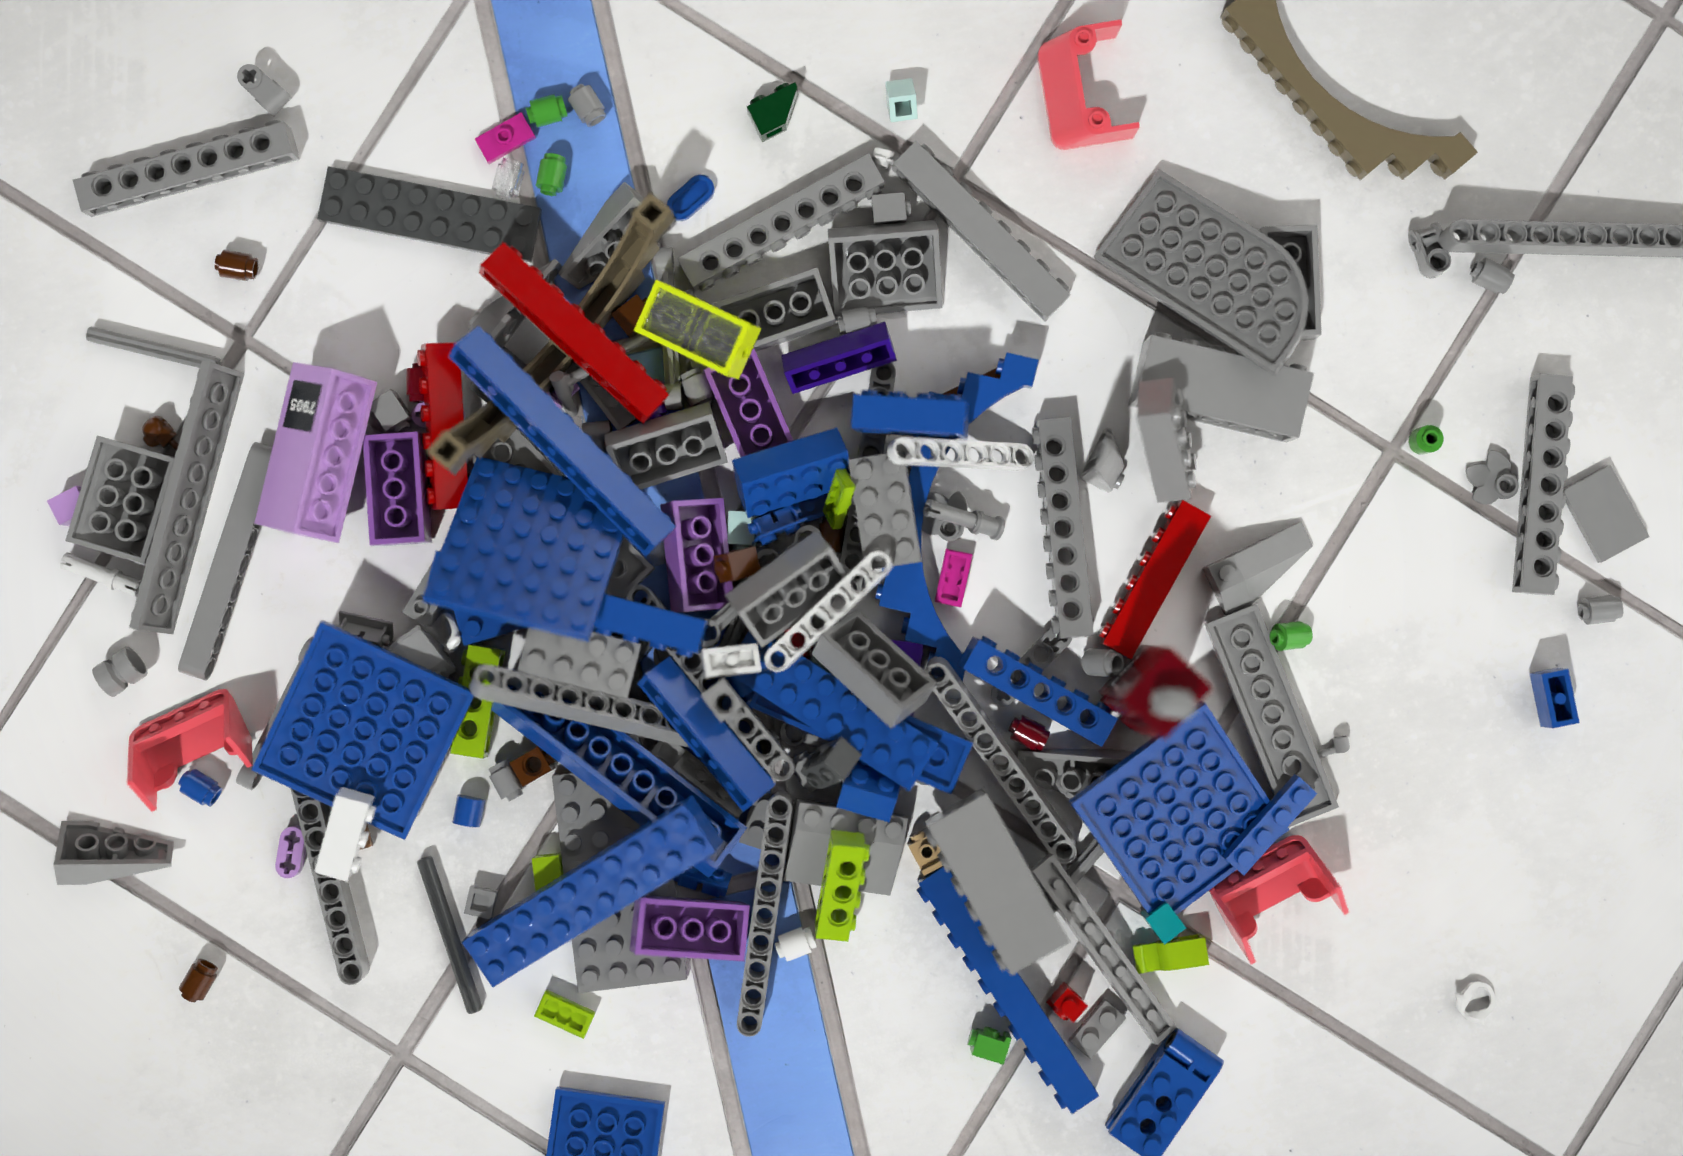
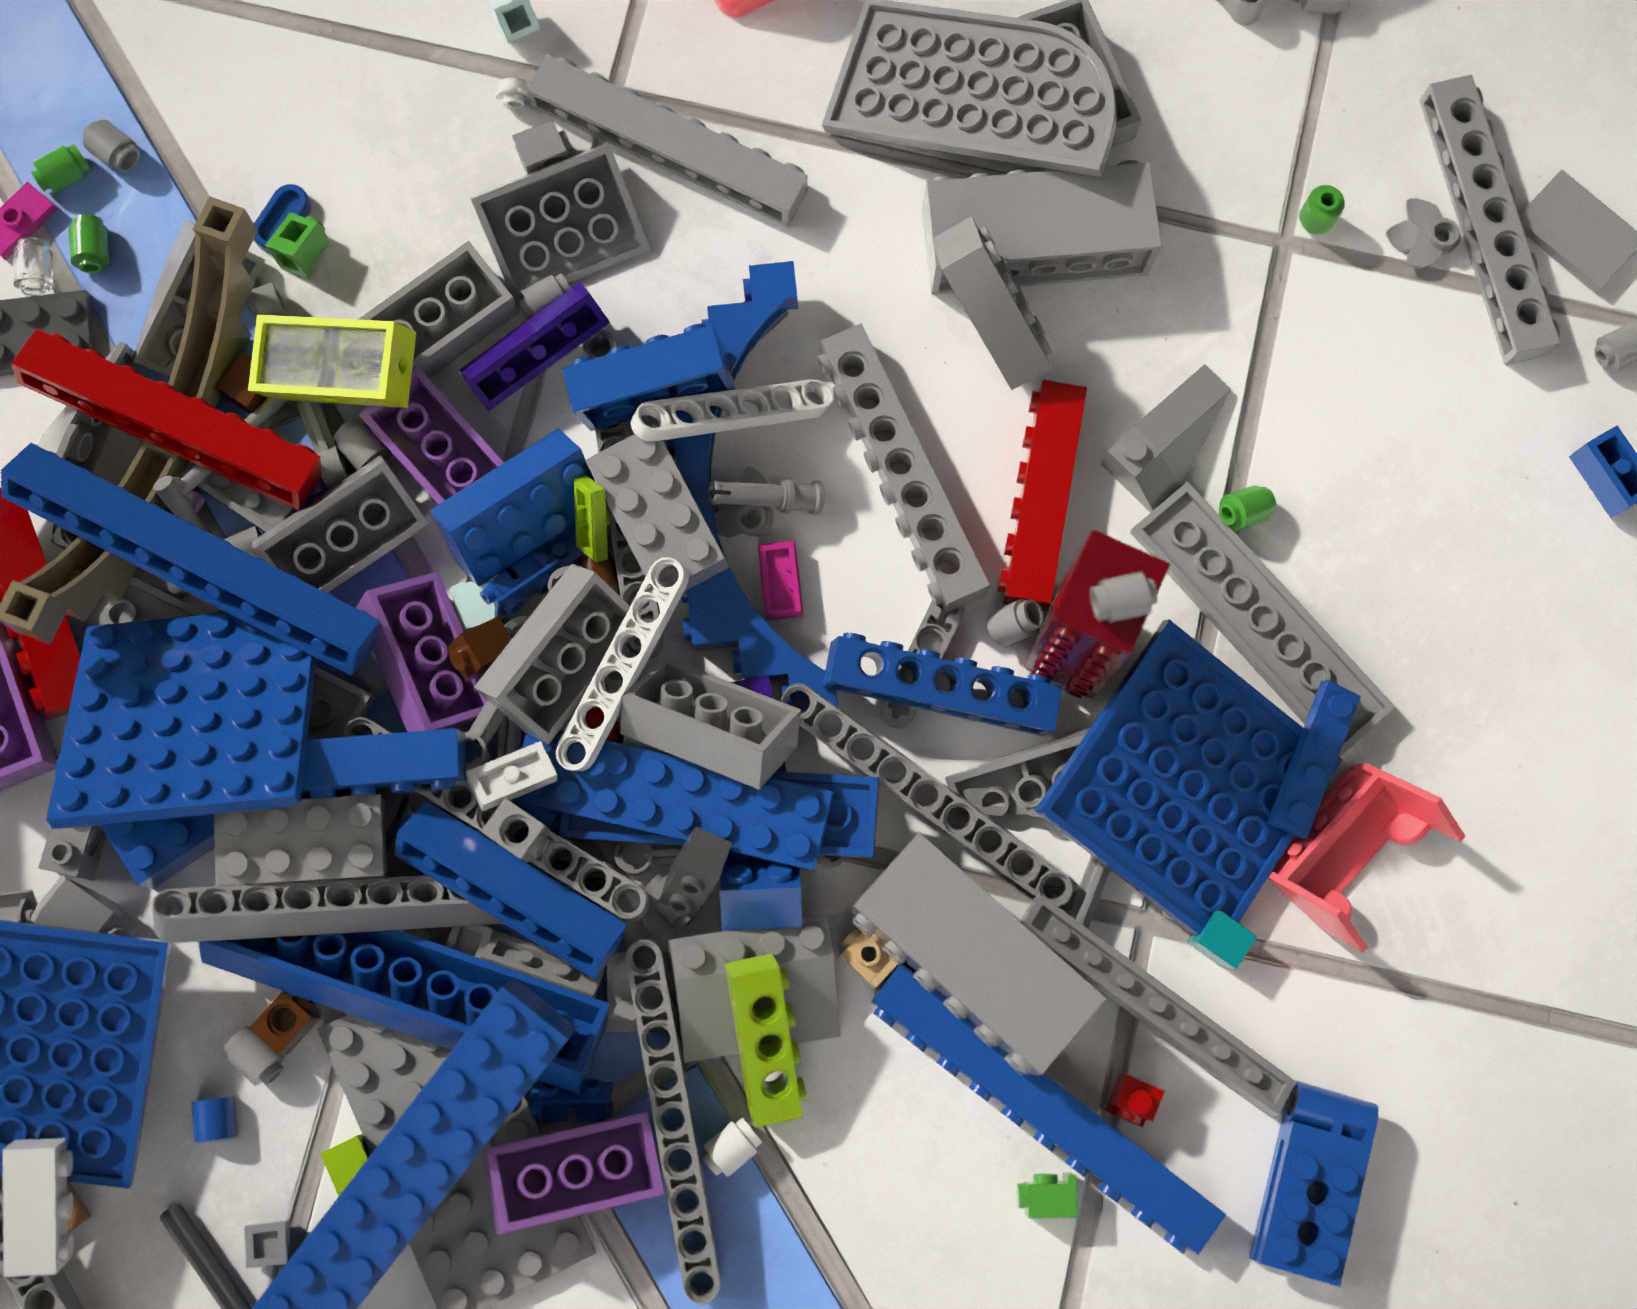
camera: 25 degrees left, 10 degrees down
(452, 637) = (119, 878): white piece -> none
(479, 743) = (202, 1014): lime brick -> none
(697, 223) = (298, 244): none -> bright green brick
(772, 113) = (355, 79): dark green slope -> none
(861, 170) = (411, 189): light grey brick -> none
(1028, 732) = (951, 748): dark red brick -> none
(1097, 1028) = (1189, 1123): light grey plate -> none
(1105, 463) = (928, 369): light grey wedge -> none
(1176, 954) = (1250, 983): lime piece -> none
(1341, 745) = (1366, 628): light grey hand -> none

